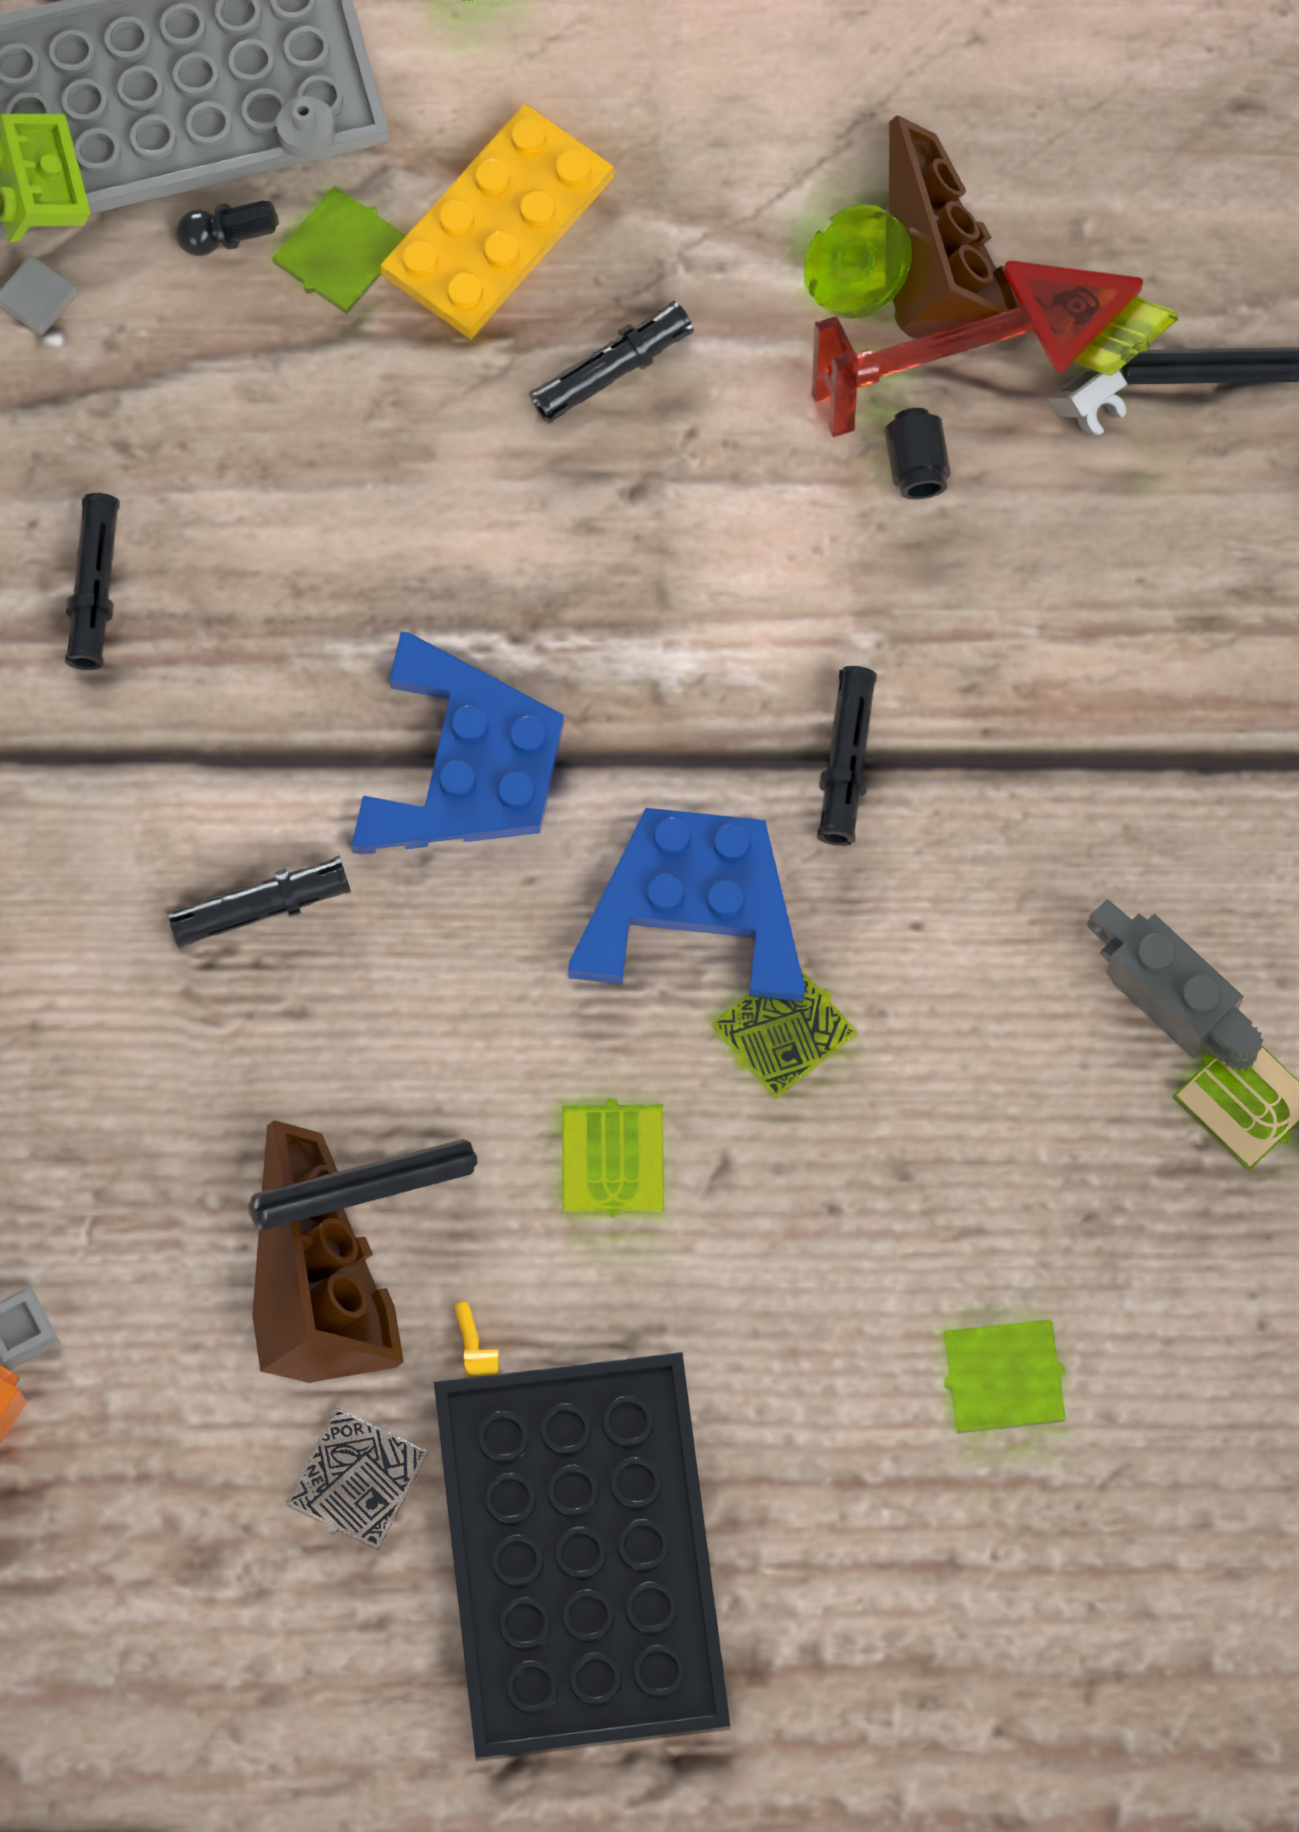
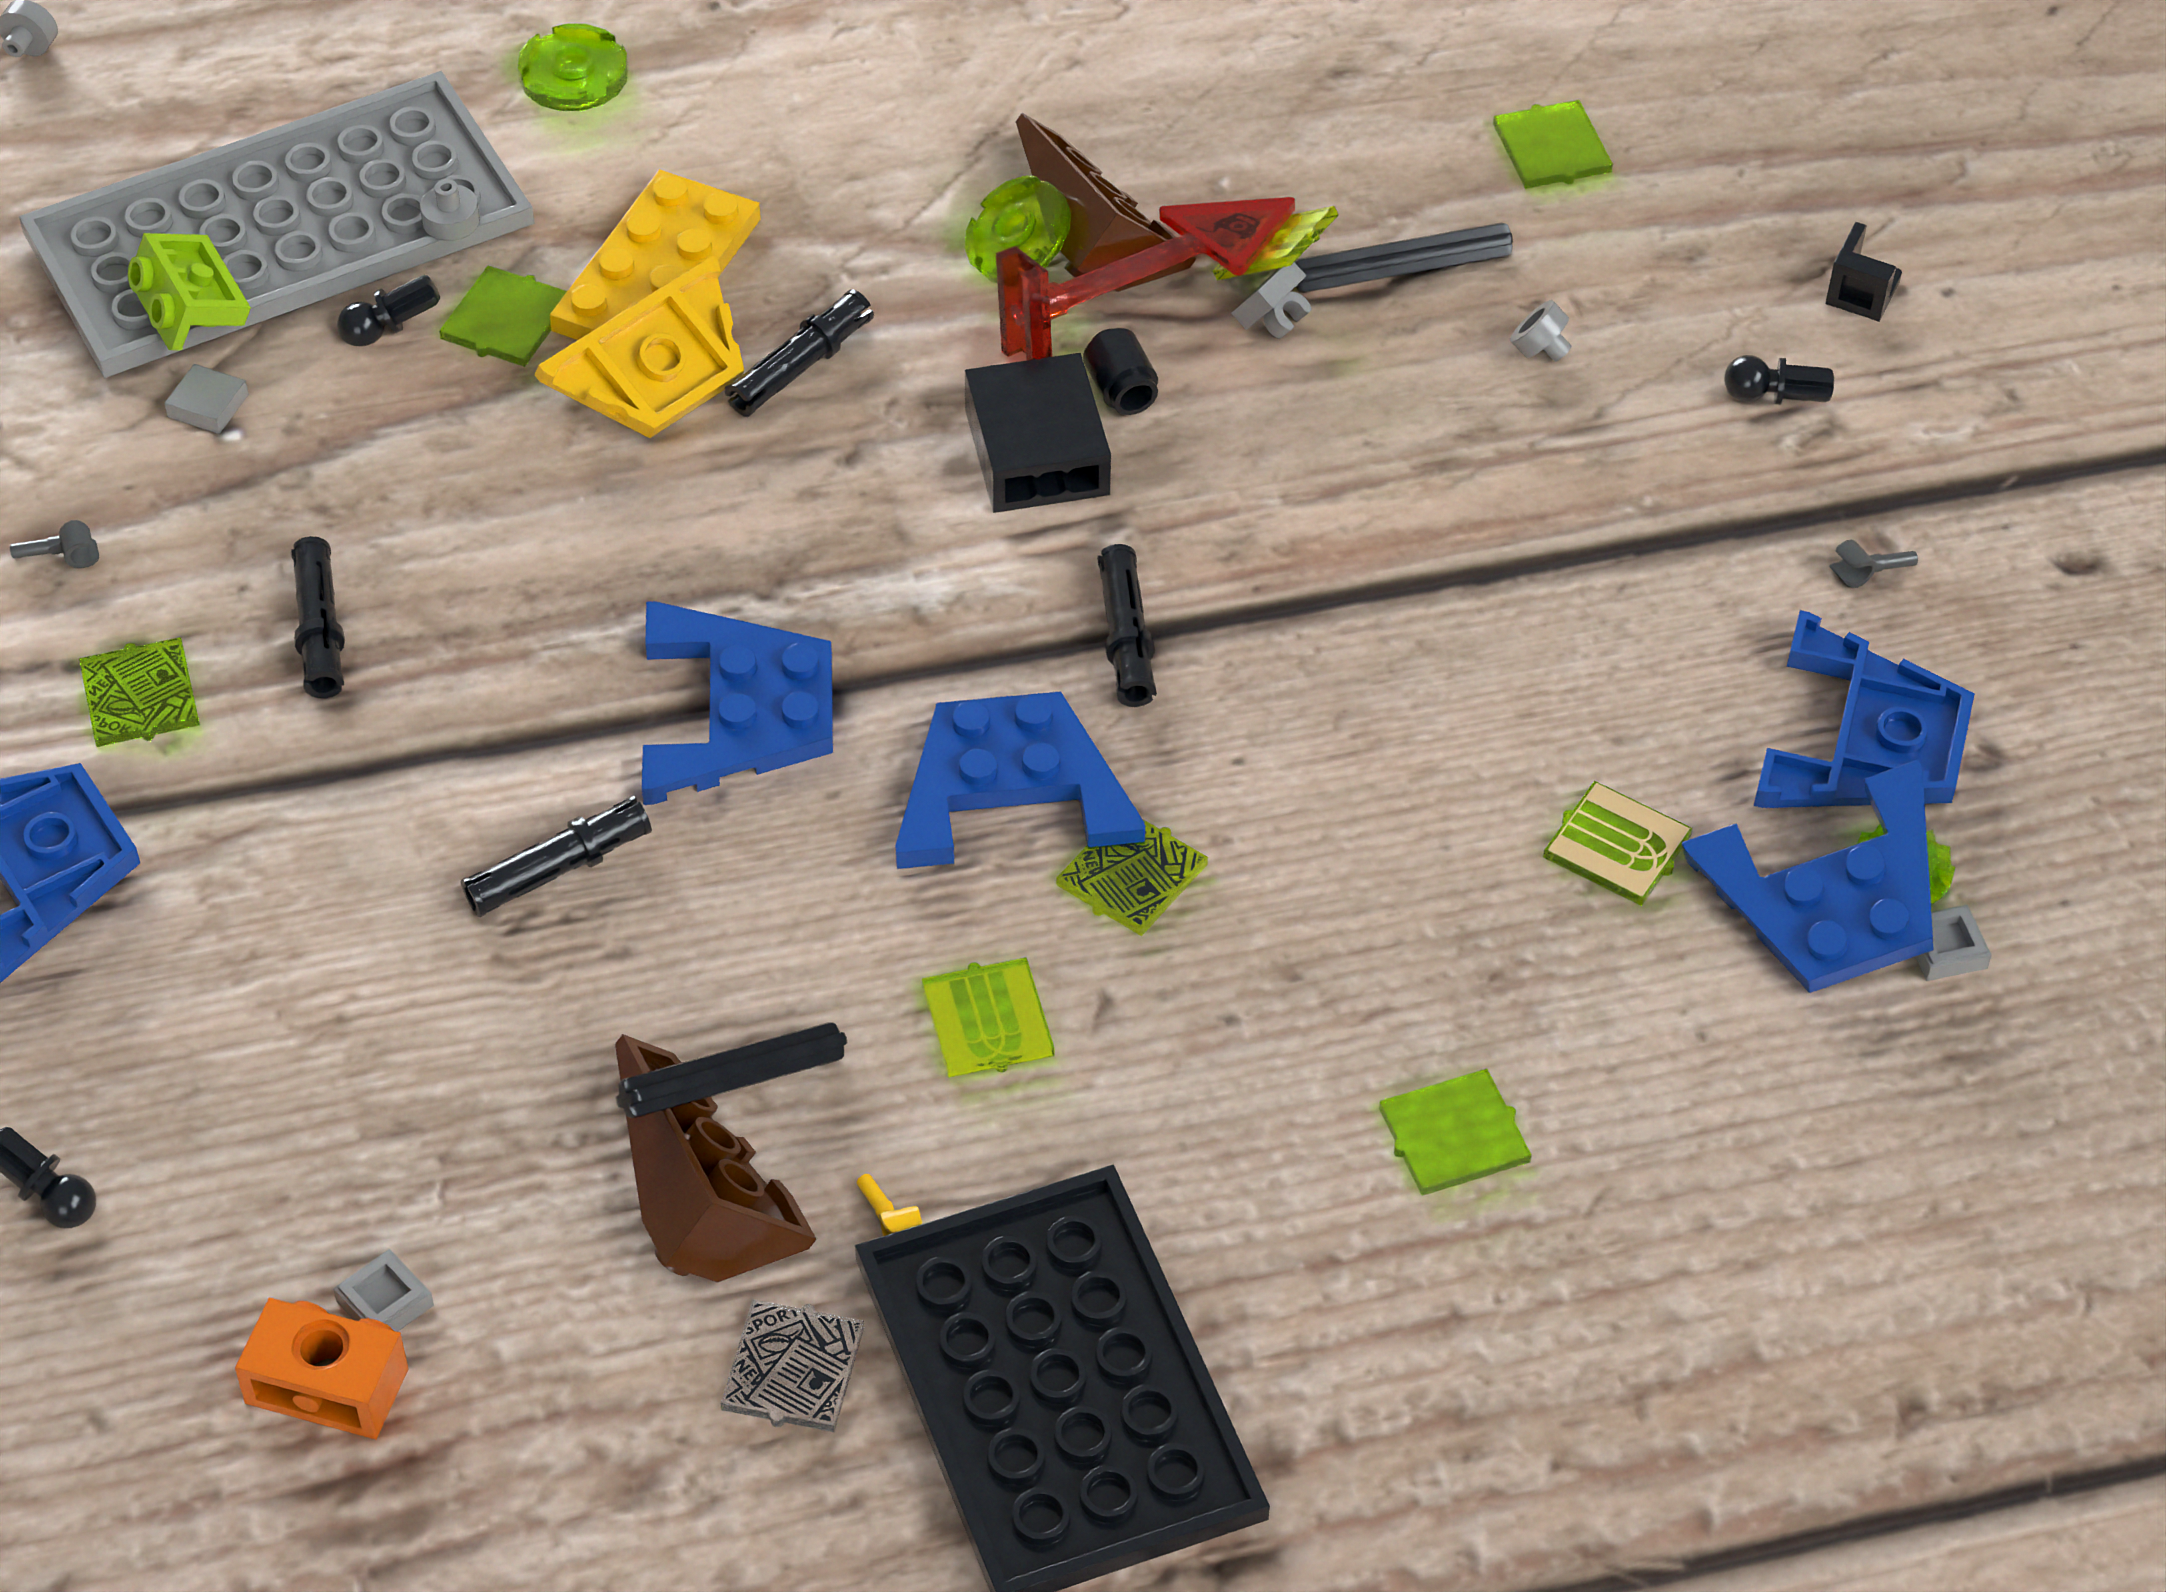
camera: 15 degrees left, 20 degrees down
(469, 345) = (654, 356): none -> yellow wing
(817, 510) = (1037, 432): none -> black brick
(1175, 986) = (1518, 749): dark grey hinge -> none

